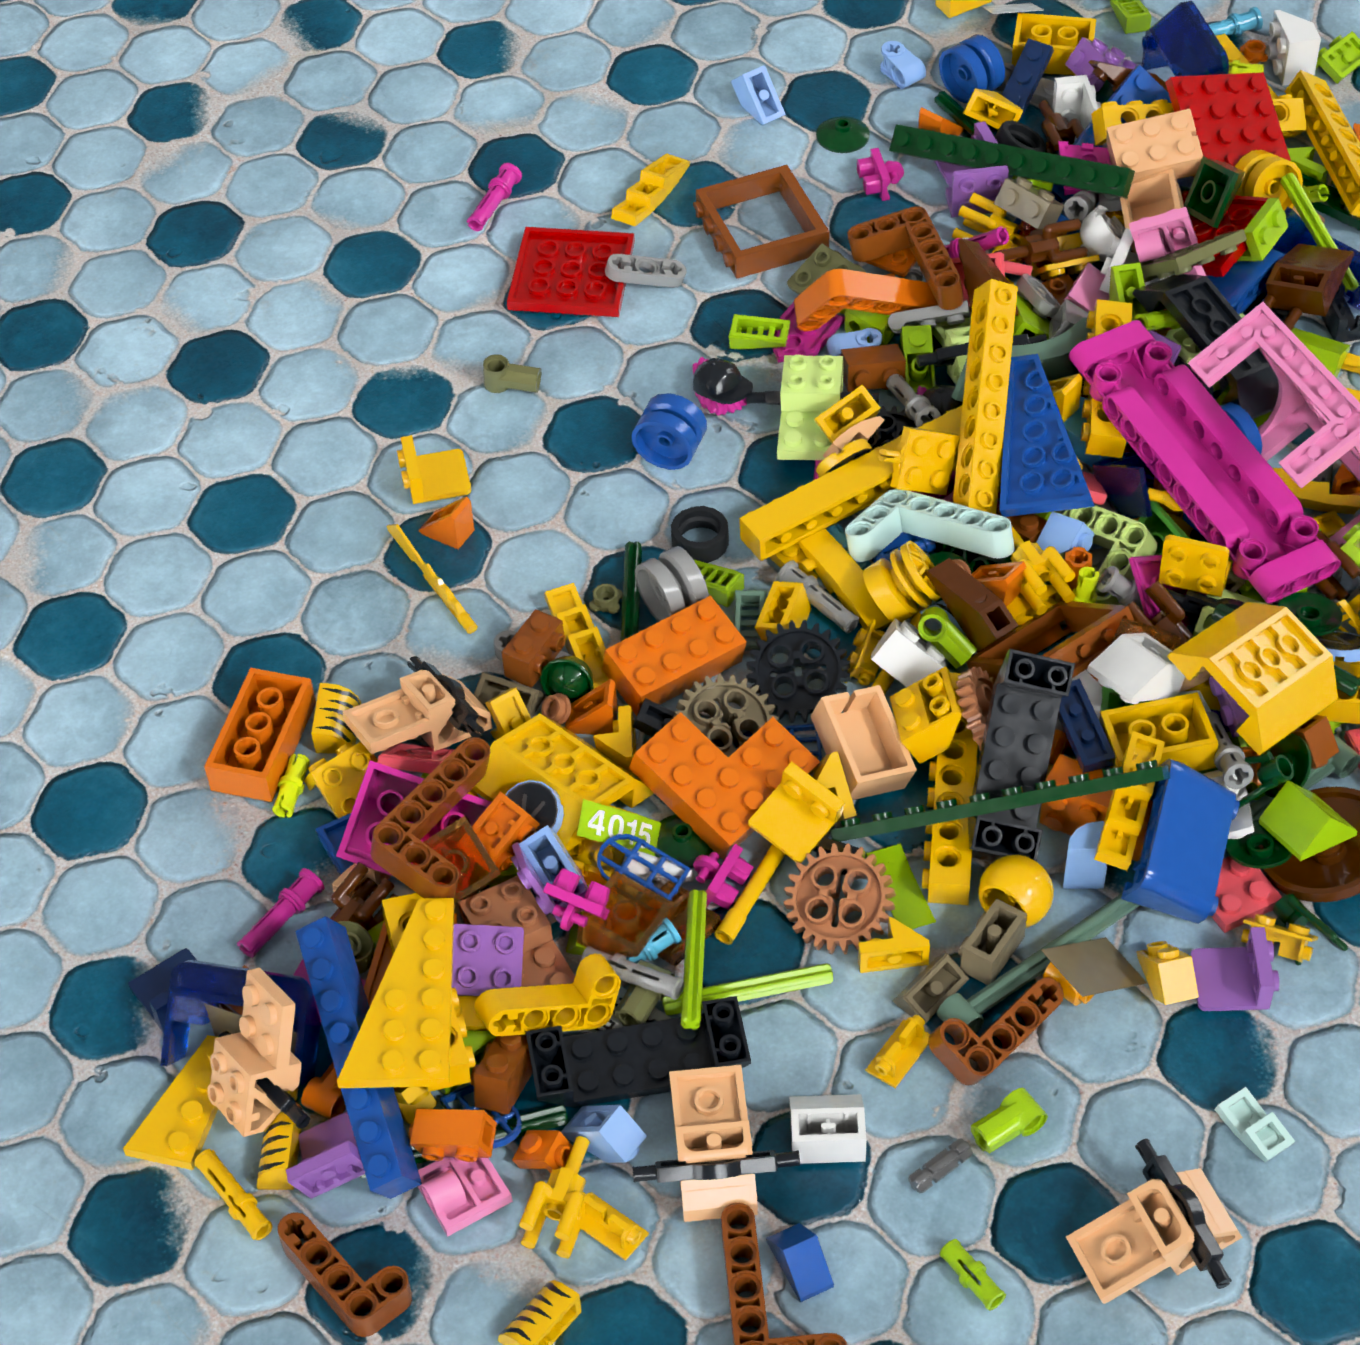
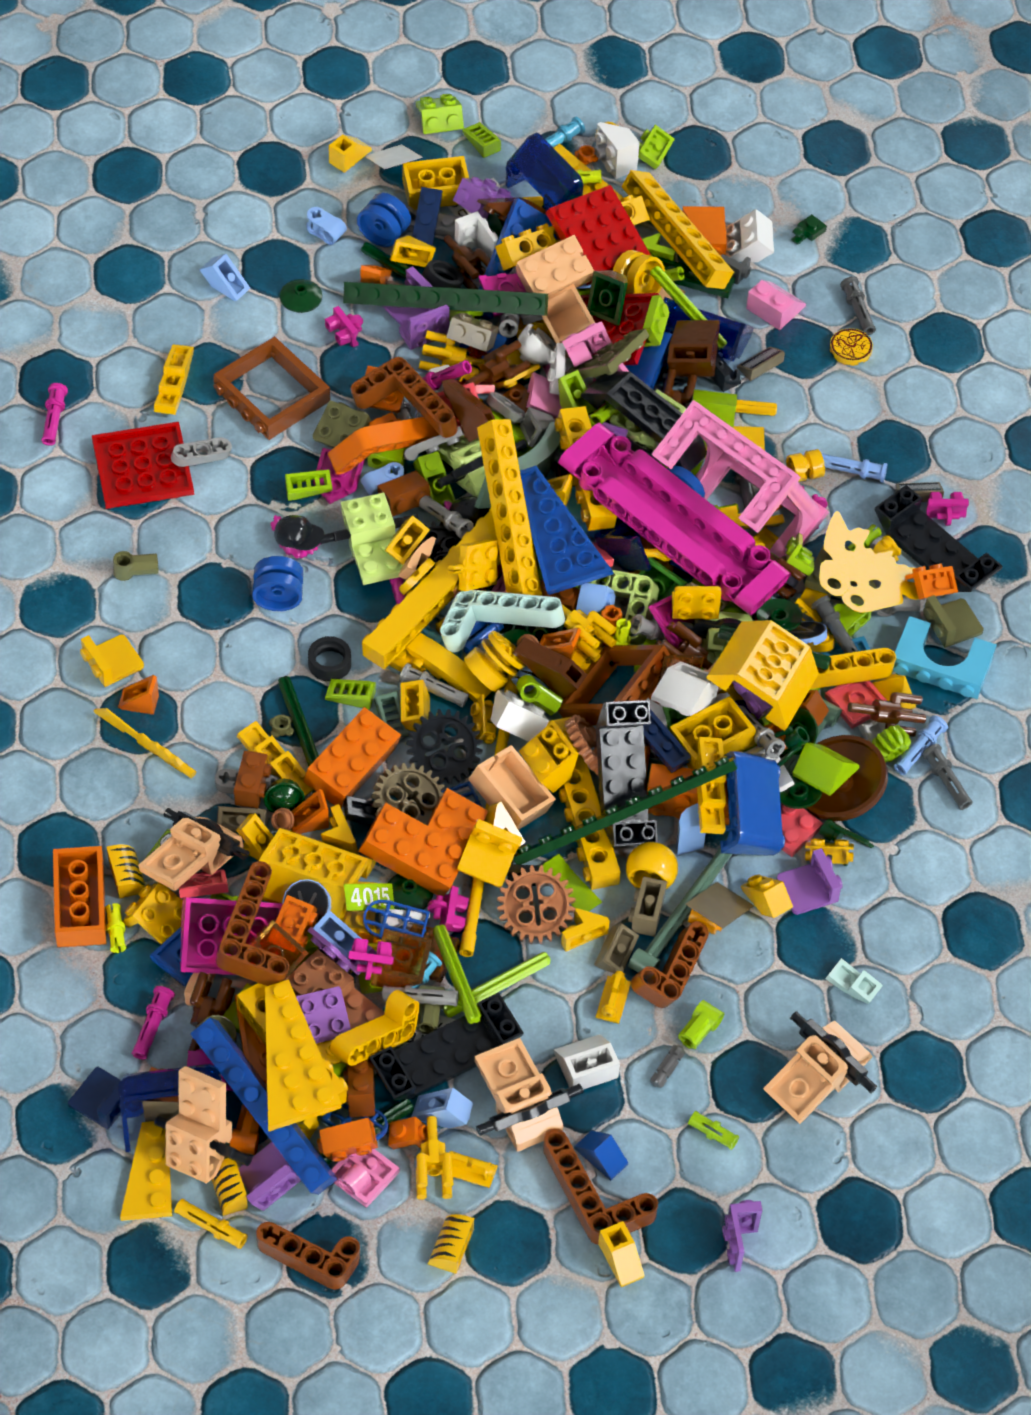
camera: 25 degrees left, 5 degrees up
(670, 583) = (330, 705): light grey wheel -> none

